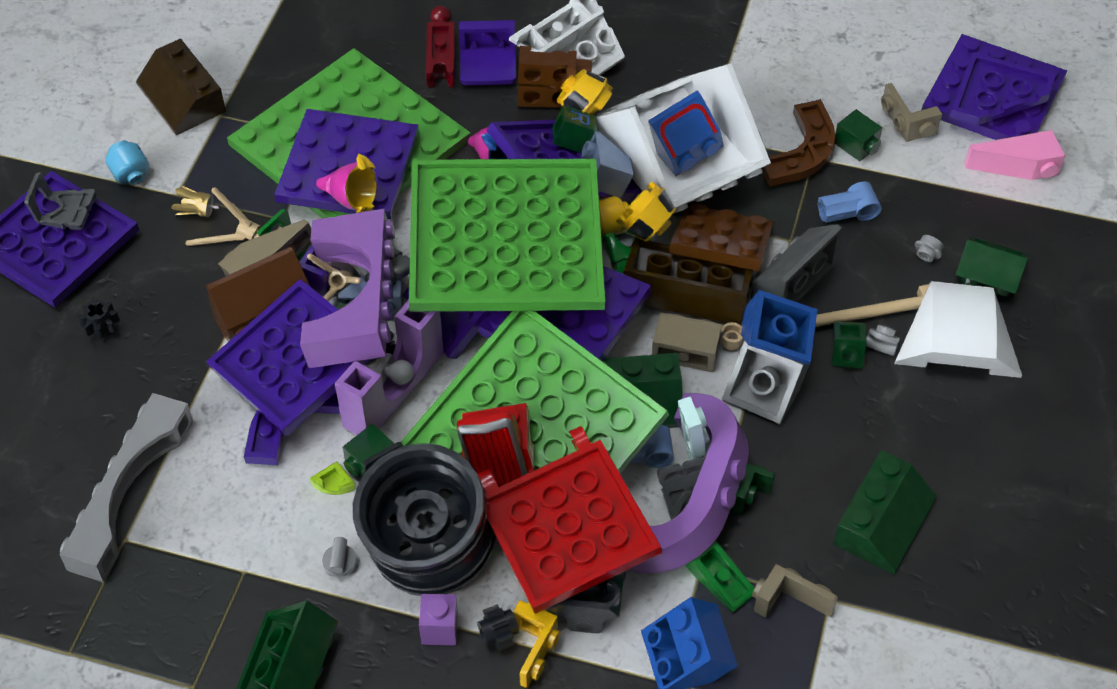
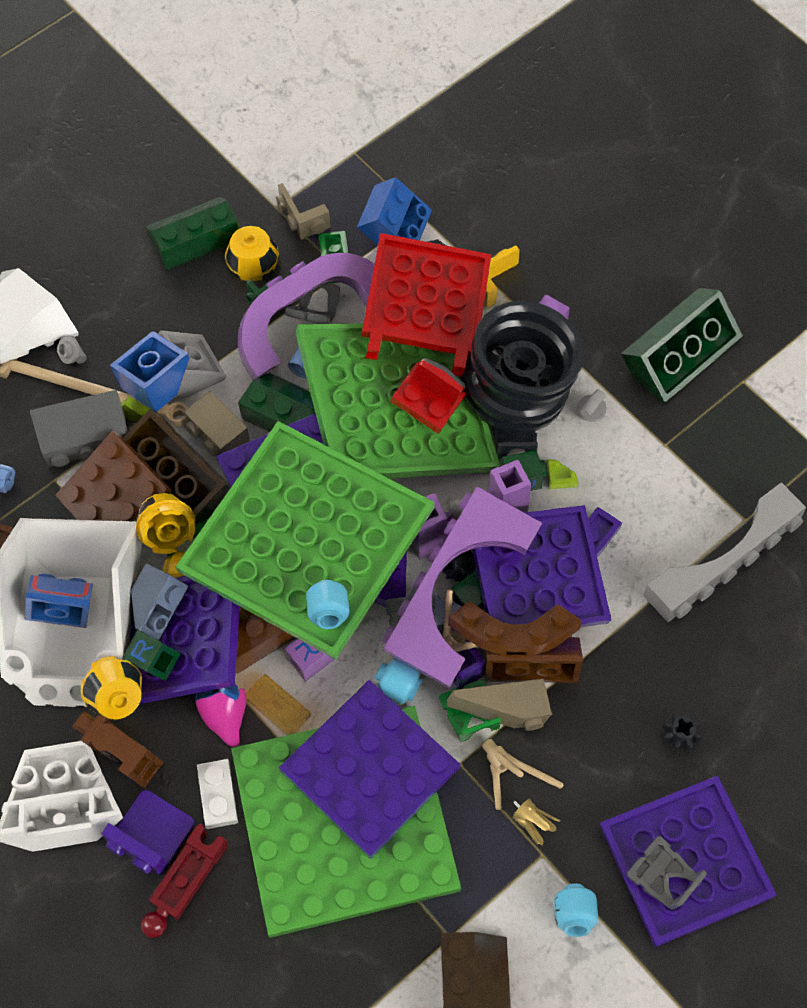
camera: 145 degrees left, 10 degrees up
(276, 270) = (500, 637): none -> reddish brown plate
(352, 185) = (396, 702): yellow hat -> none
(440, 174) = (327, 604): none -> medium azure head
(459, 106) = (217, 794): none -> white plate
(498, 627) = (511, 290): black gear -> none
(694, 429) = (283, 321): light aqua plate -> none
(802, 520) = (251, 253): none -> yellow cone
(849, 344) = (96, 359): dark green bracket -> none

